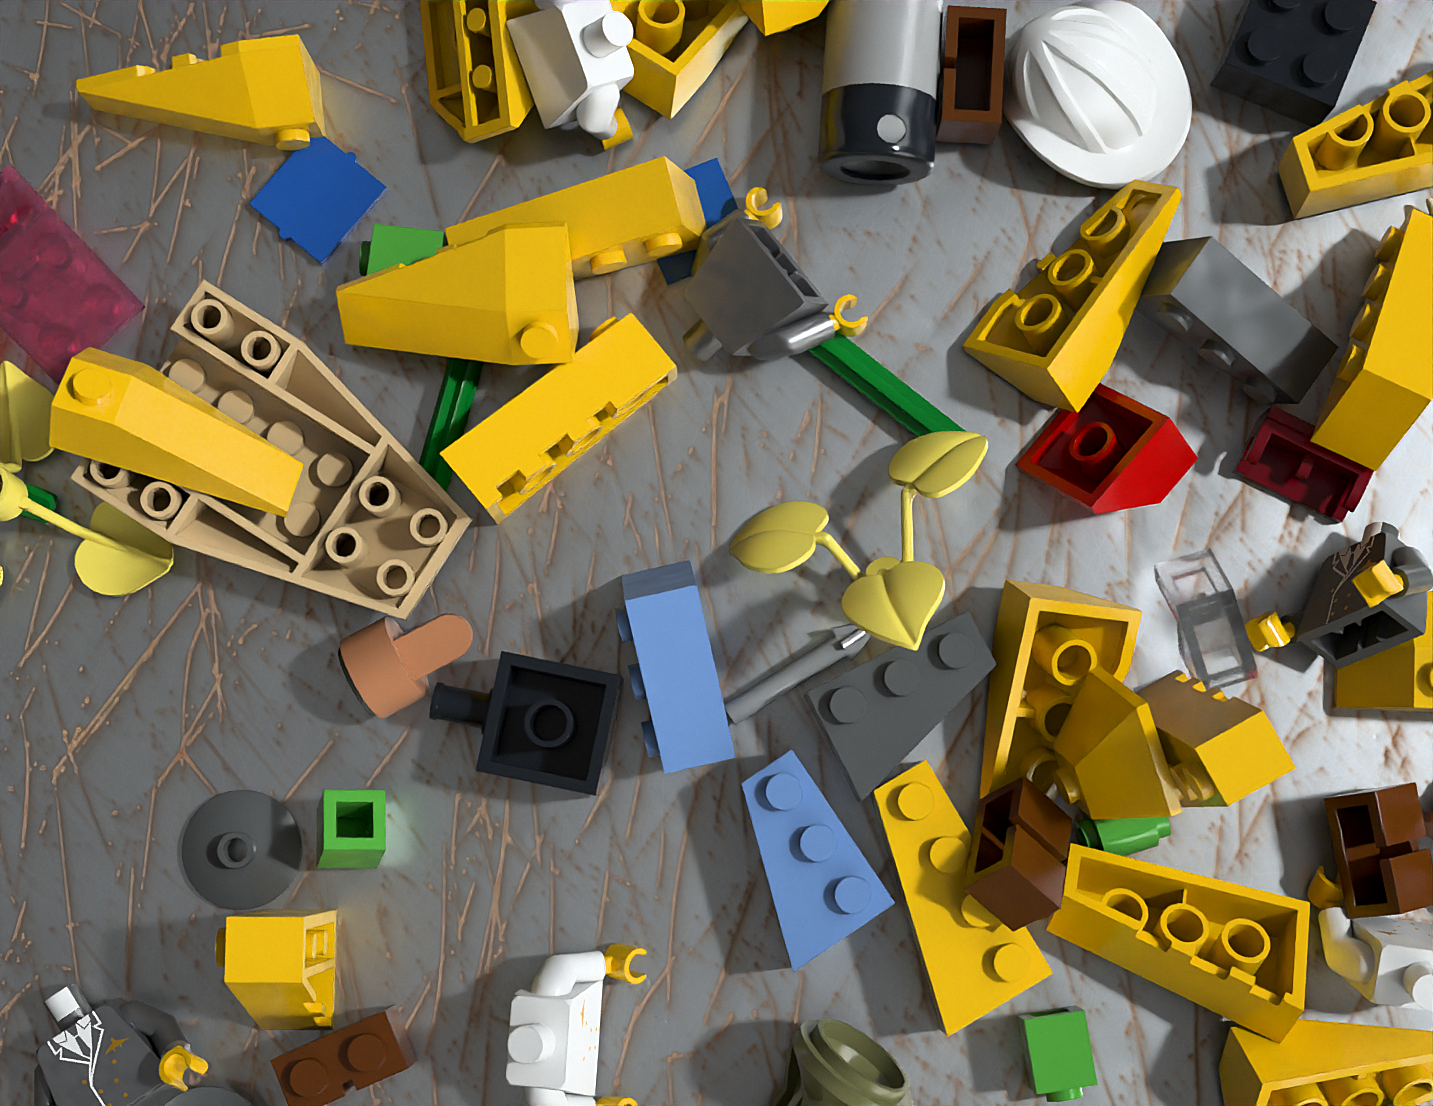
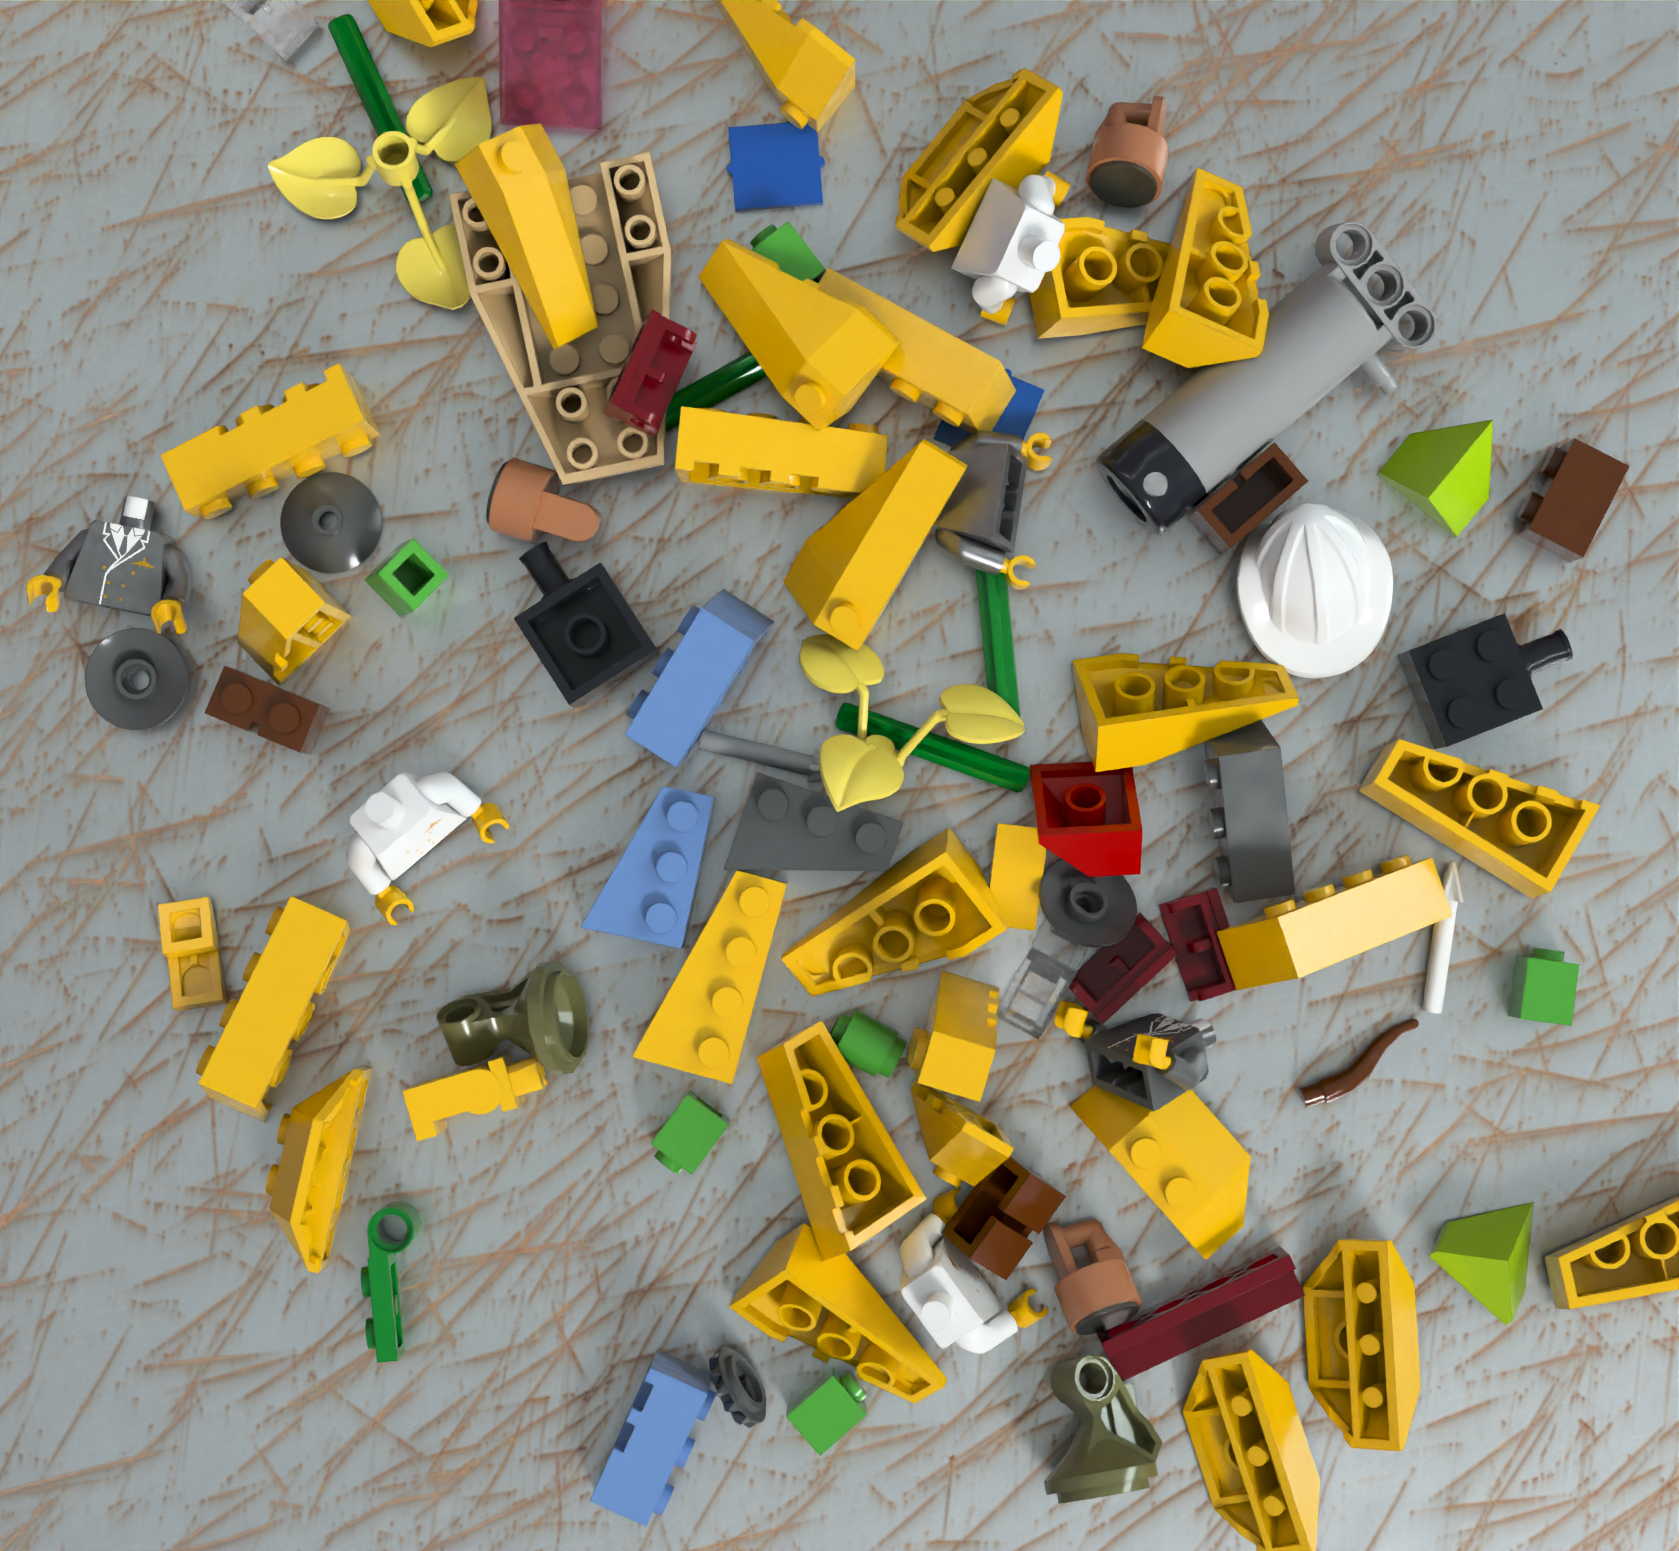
camera: 45 degrees right, 5 degrees up
(125, 834) = (272, 444): none -> yellow wedge
(386, 453) = (651, 373): none -> dark red hinge
(709, 426) = (866, 548): none -> yellow wedge
(930, 525) = (939, 749): none -> green axle
(1018, 854) = (782, 994): reddish brown piece -> none
(1098, 559) = (1017, 874): none -> yellow slope
(1113, 754) = (897, 993): yellow slope -> none
(1184, 531) = (1107, 902): none -> dark grey dish
(1264, 548) = (1122, 969): none -> dark red hinge
(1287, 823) = (957, 1138): none -> yellow wedge

